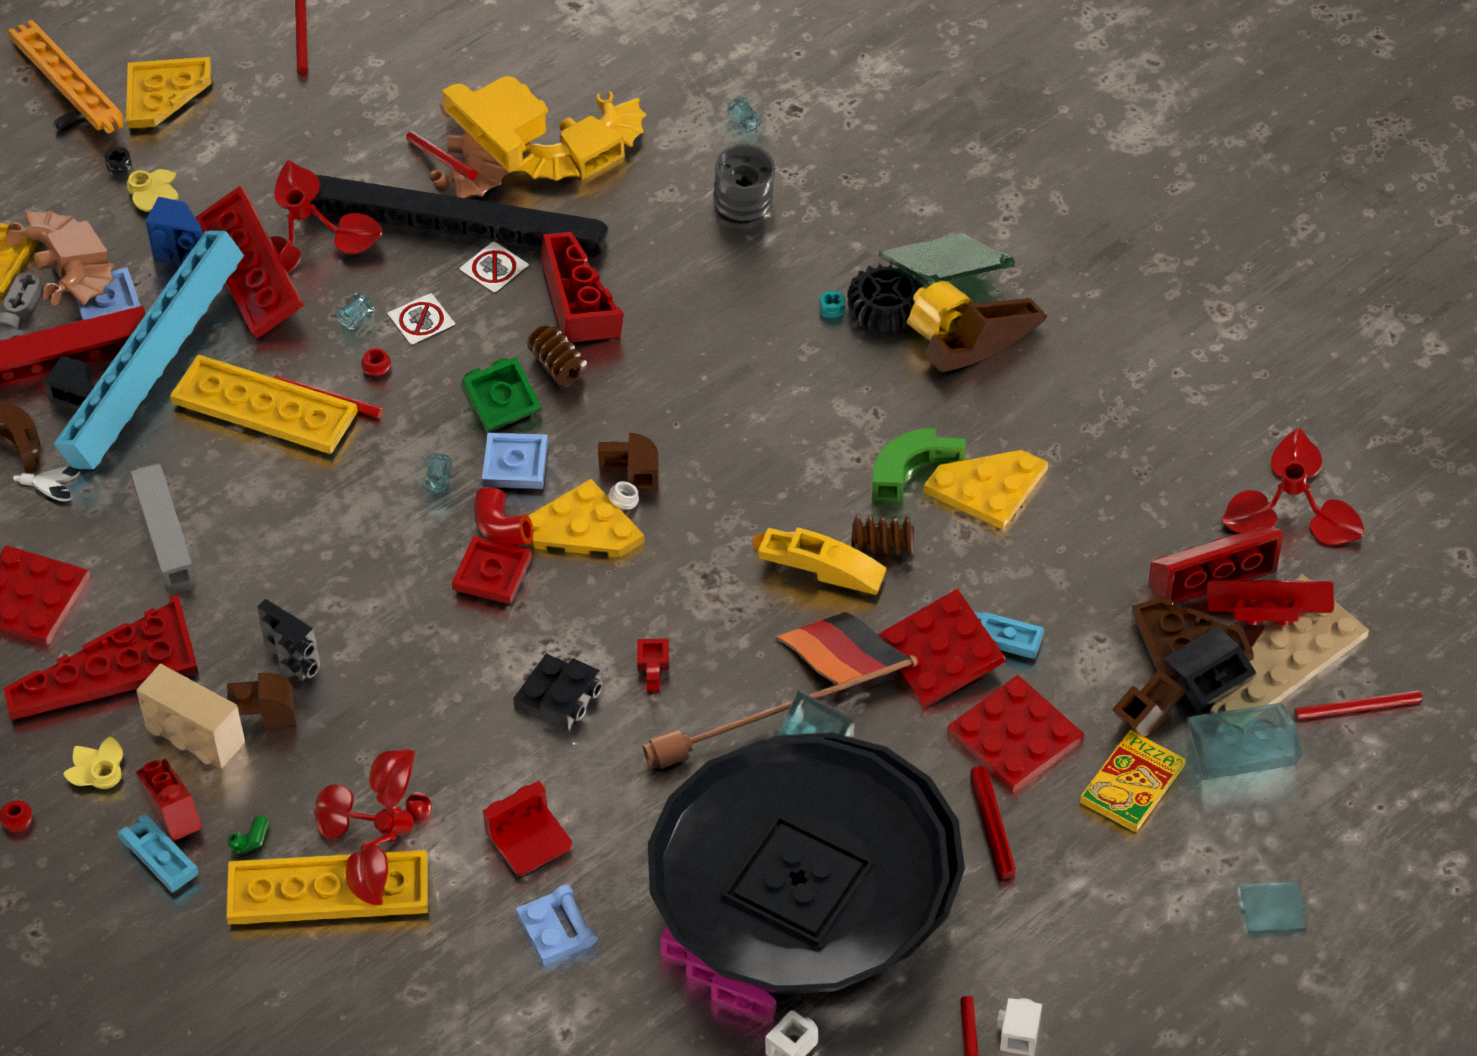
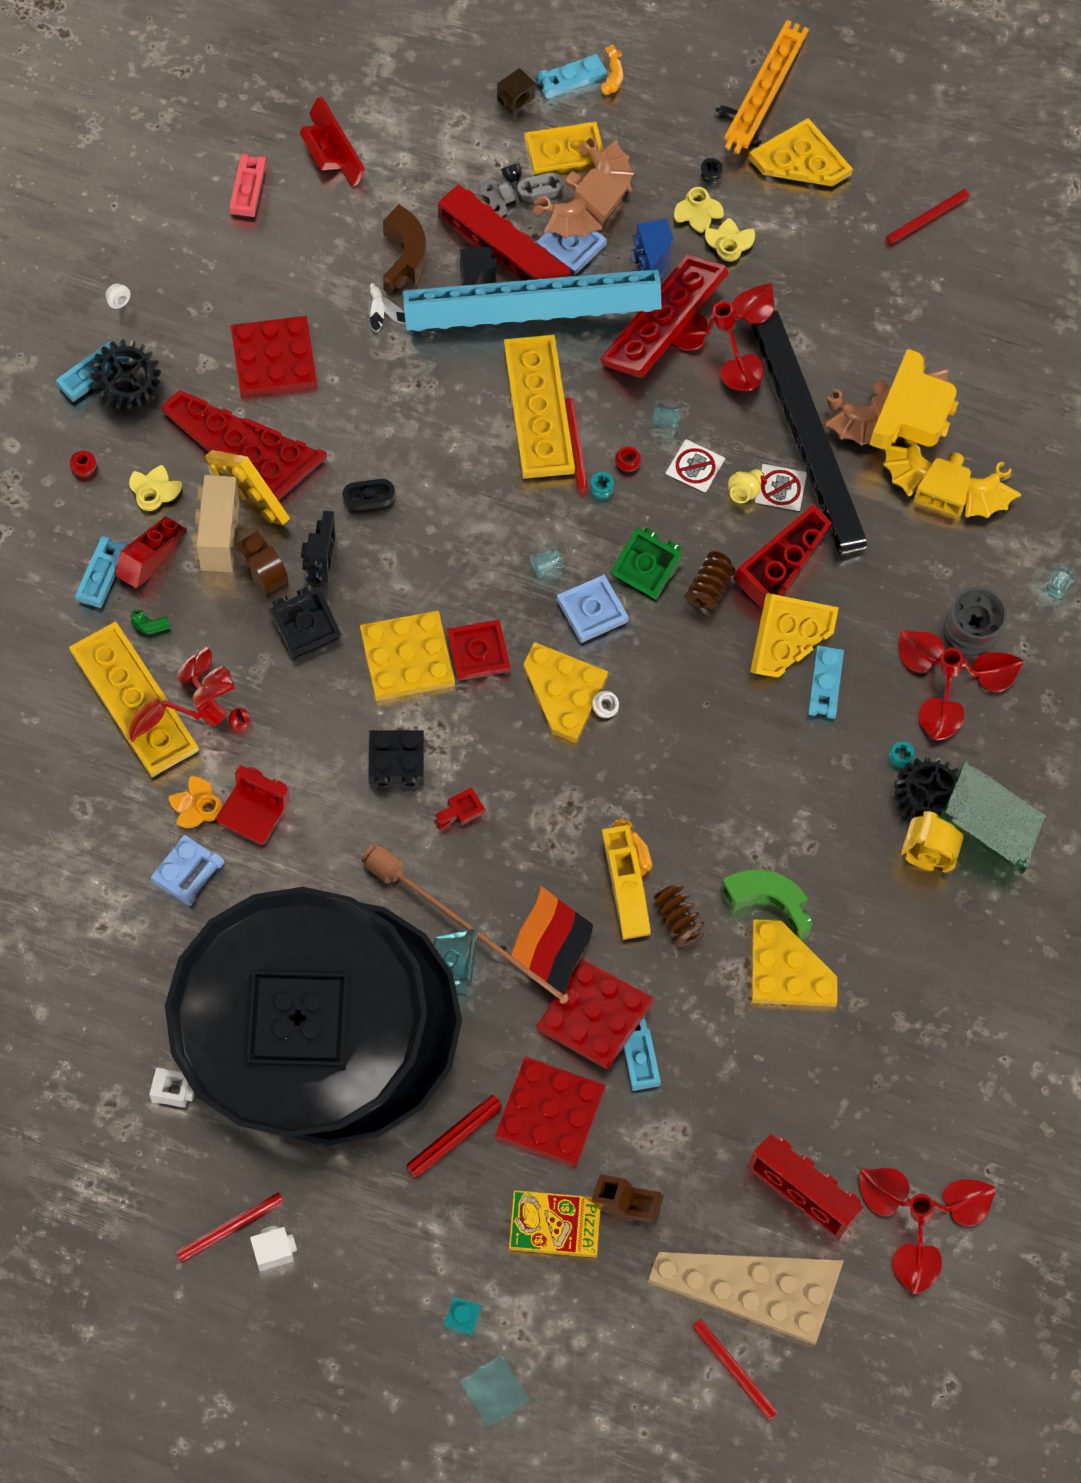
camera: 55 degrees right, 15 degrees up
(163, 527) = (377, 406): light grey slope -> none
(184, 658) = (250, 484): none -> yellow plate
(205, 183) = (729, 238): none -> light yellow plate
(249, 585) = (368, 494): none -> black plate
(352, 696) = (304, 620): none -> black plate
(391, 402) = (605, 478): none -> teal bush
(441, 155) = (859, 387): red bar -> none
(452, 633) = (407, 655): none -> yellow plate
(476, 286) = (745, 485): none -> light yellow animal
(483, 887) = (192, 803): none -> light orange plate
(496, 525) = (520, 628): red cylinder -> none
(636, 457) = (646, 696): reddish brown brick -> none
(653, 318) = (789, 632): none -> yellow plate
(720, 324) = (826, 681): none -> medium azure plate
(797, 198) = (922, 649): none -> red plant
(984, 332) = (940, 886): reddish brown slope -> none
(1171, 627) = (715, 1201): reddish brown plate -> none
(1183, 899) = (462, 1316): none -> teal plate
(1210, 668) = (683, 1231): black slope -> none
(1244, 740) = (637, 1291): clear light blue slope -> none
(1270, 599) = (787, 1248): red bracket -> none

